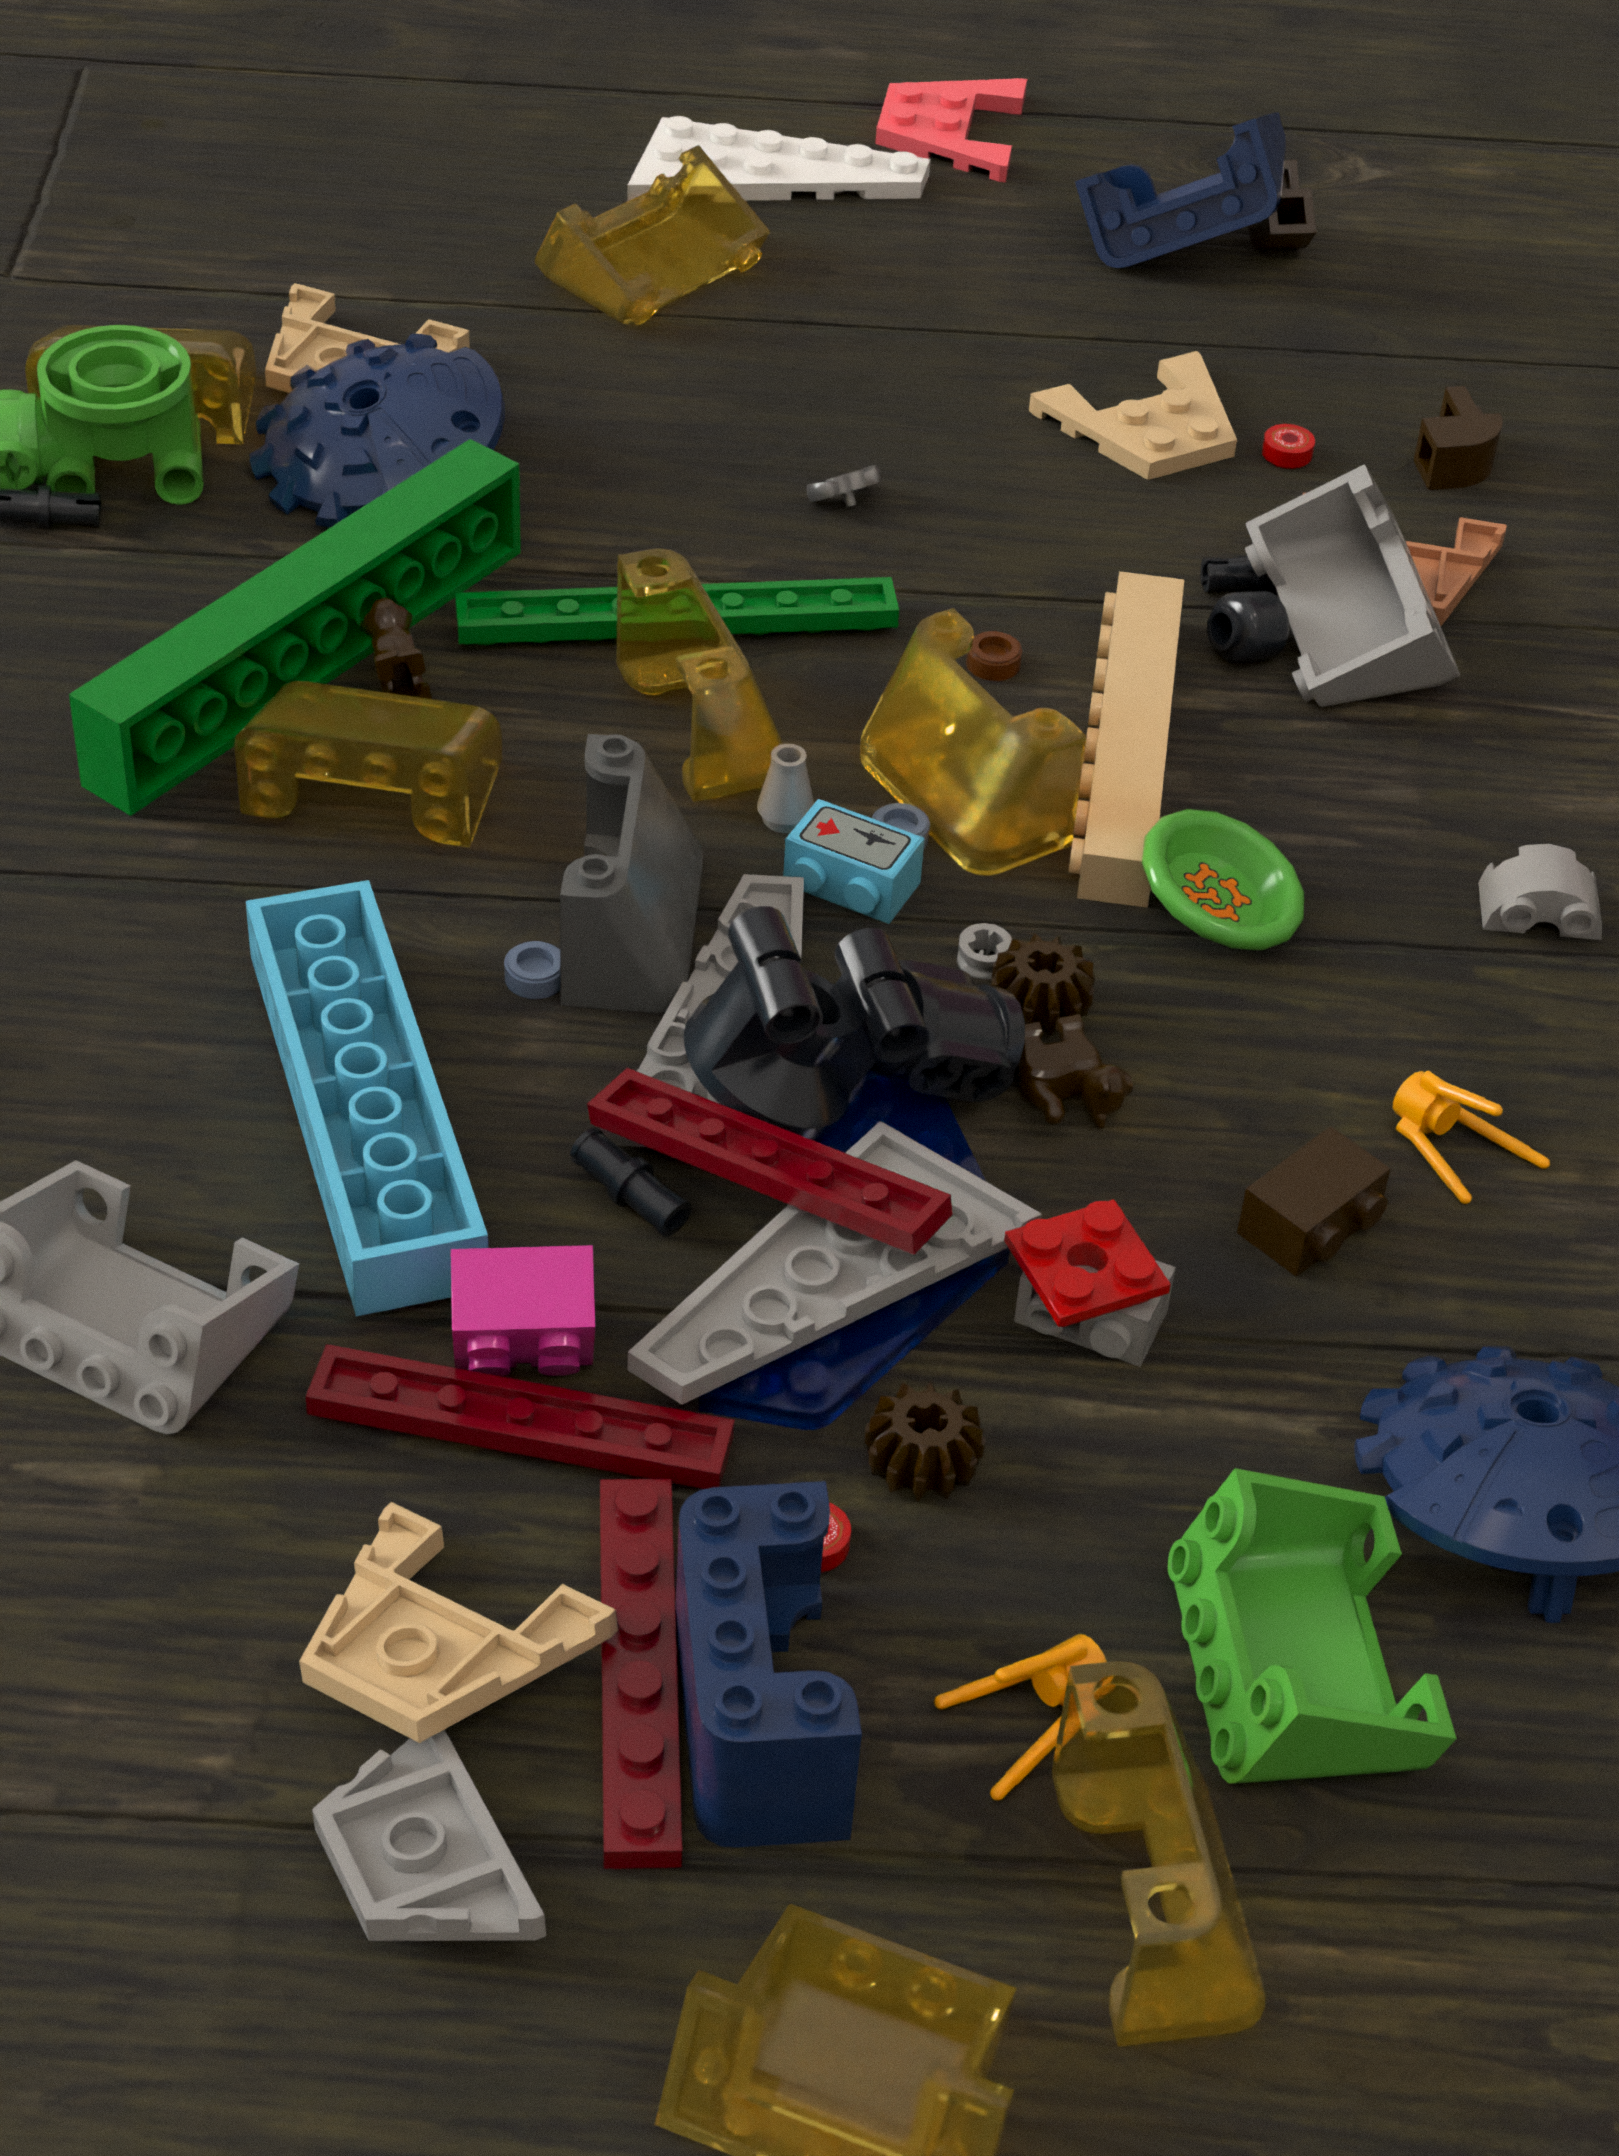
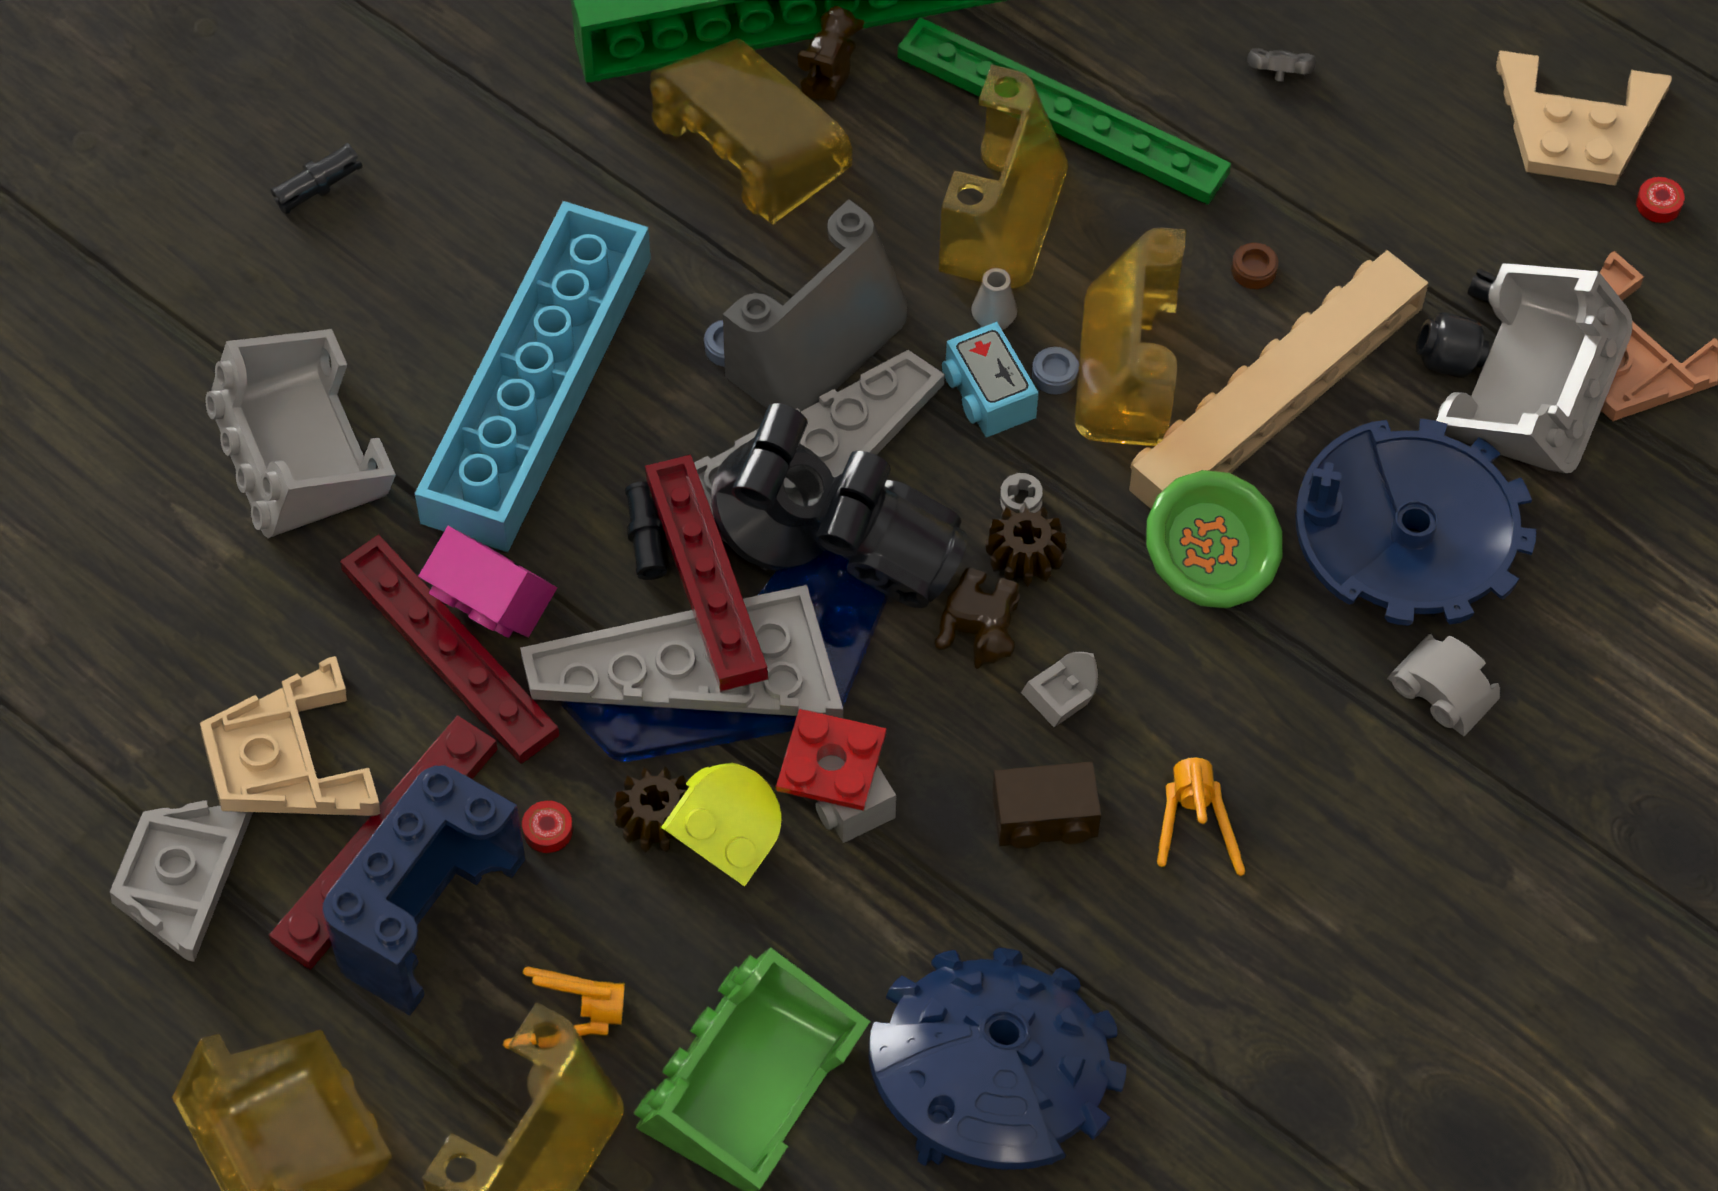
camera: 40 degrees right, 15 degrees up
(1024, 1398) = (727, 819): none -> neon yellow slope
(1217, 1083) = (1063, 687): none -> light grey plate
(1381, 775) = (1379, 484): none -> dark blue piece

